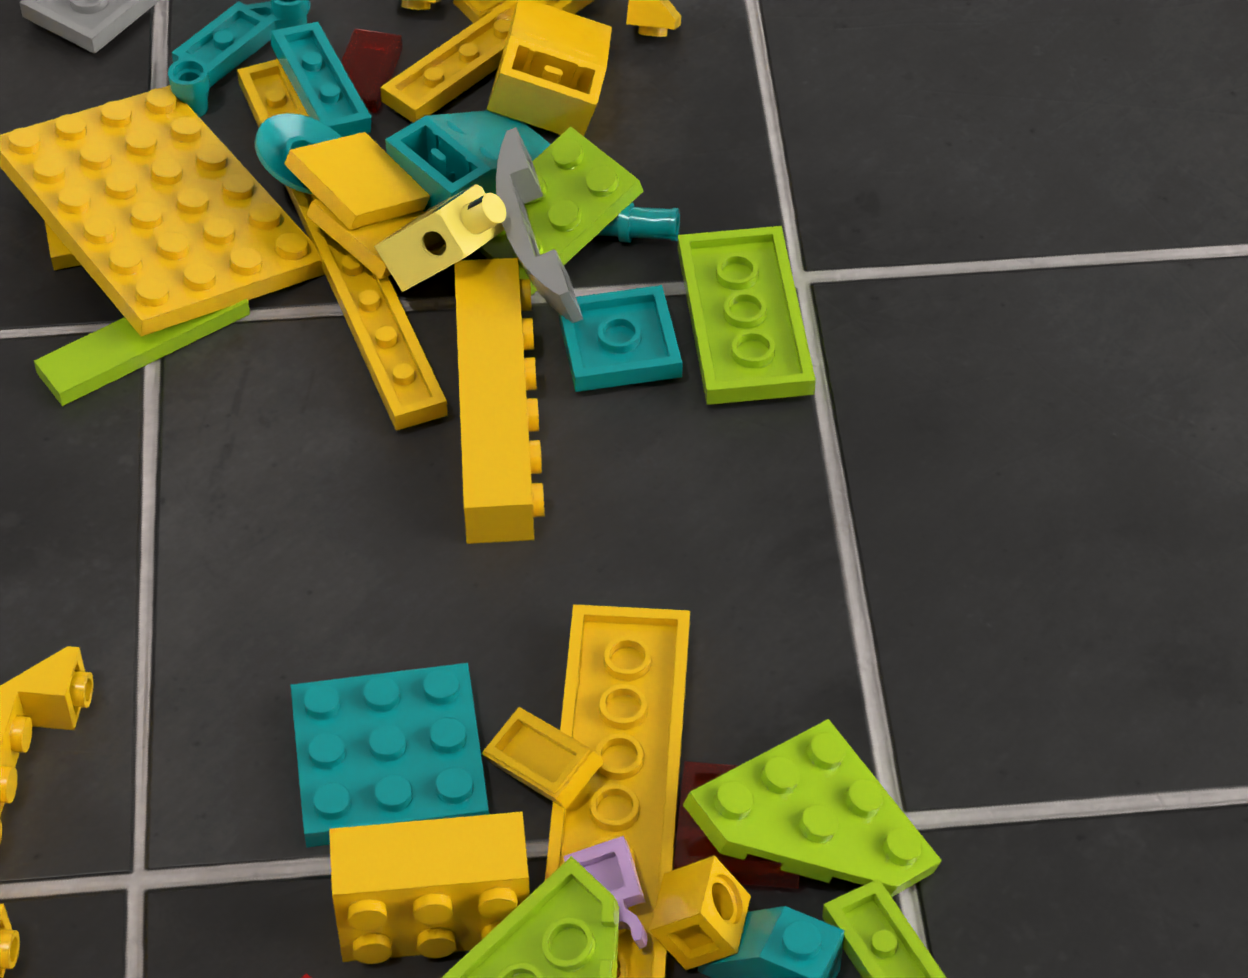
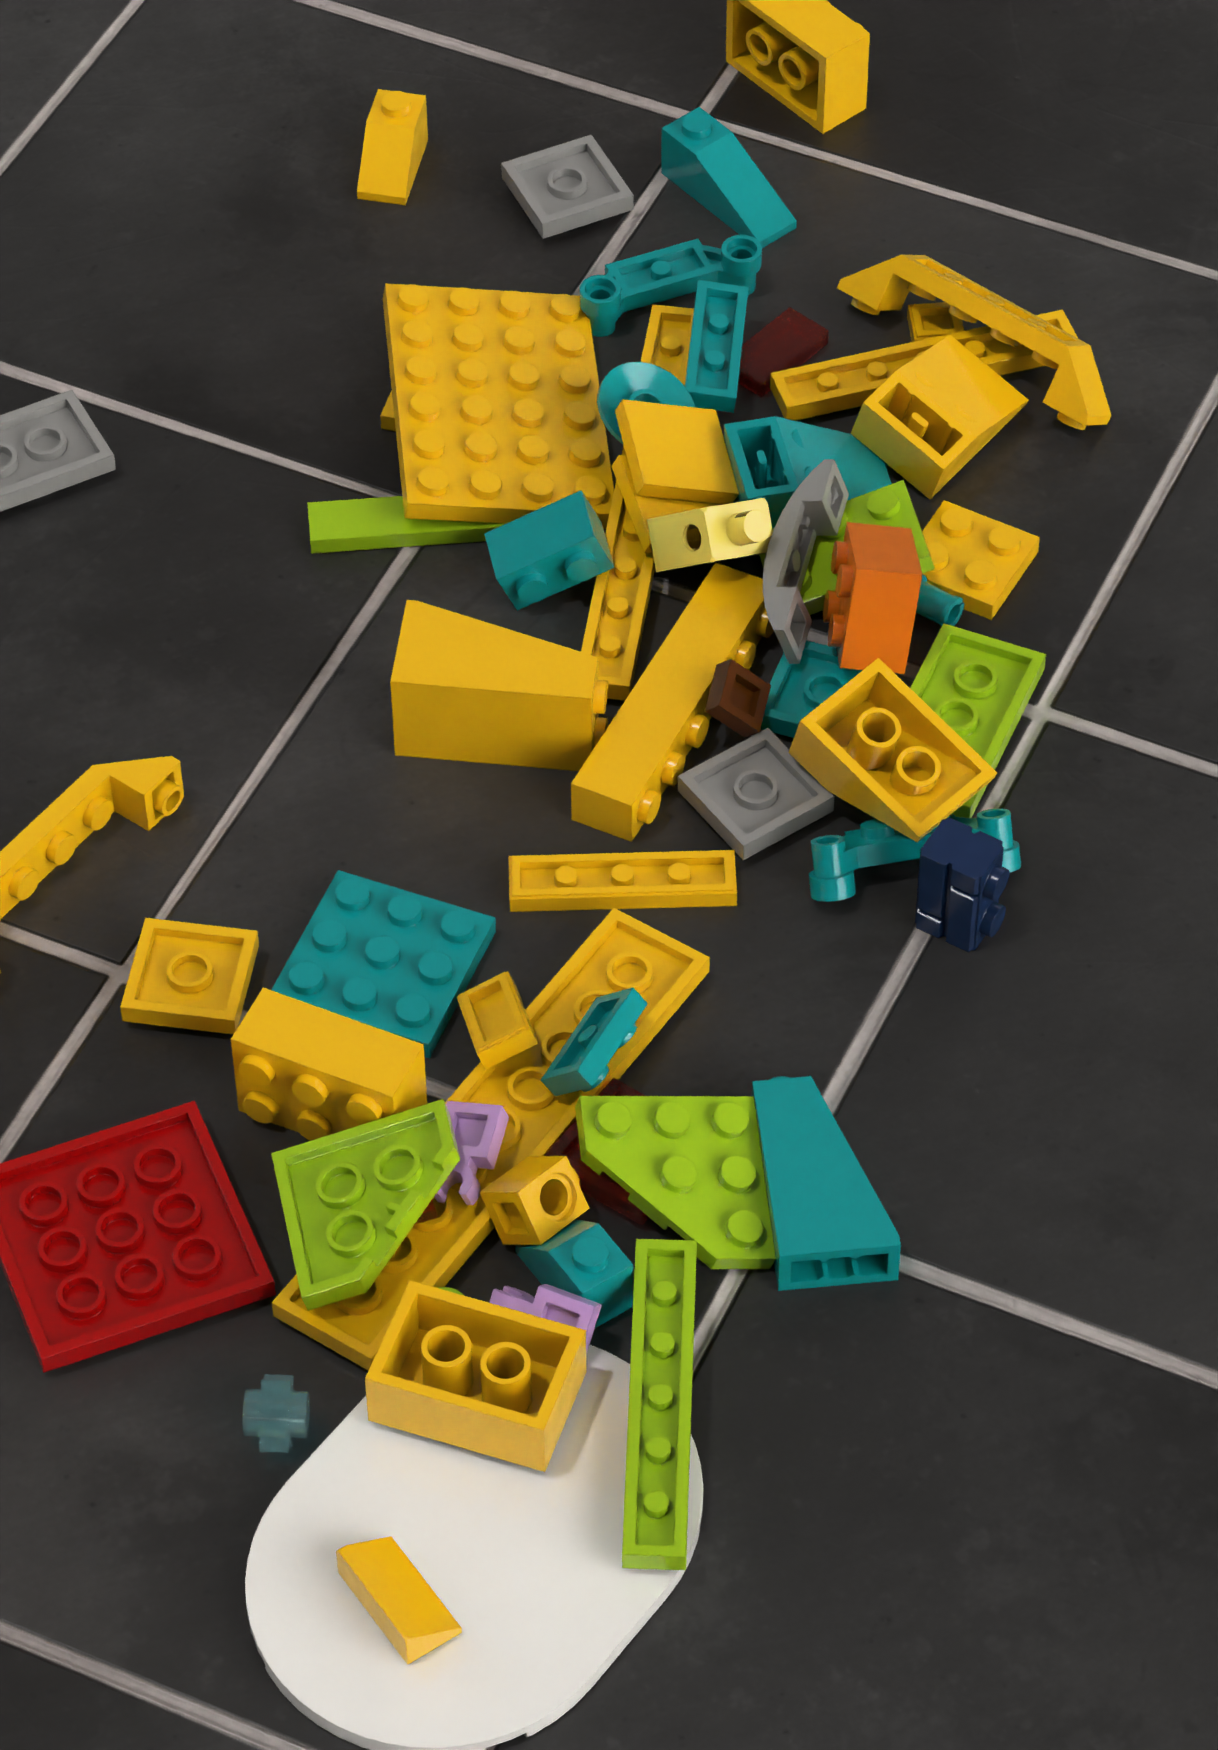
camera: 30 degrees right, 0 degrees up
(215, 852) = (190, 976): none -> yellow plate
(296, 311) = (549, 550): none -> teal brick
(336, 457) = (492, 694): none -> yellow slope
(552, 578) = (622, 880): none -> yellow tile
(557, 369) = (737, 698): none -> reddish brown plate
(620, 448) = (755, 794): none -> light grey plate
(621, 233) = (874, 596): none -> orange brick
(655, 736) = (594, 1042): none -> teal plate
(666, 167) = (976, 557): none -> yellow plate
(732, 361) = (889, 753): none -> yellow slope
(786, 428) = (878, 844): none -> teal plate
(867, 448) = (960, 885): none -> dark blue brick
(949, 786) = (819, 1198): none -> teal slope

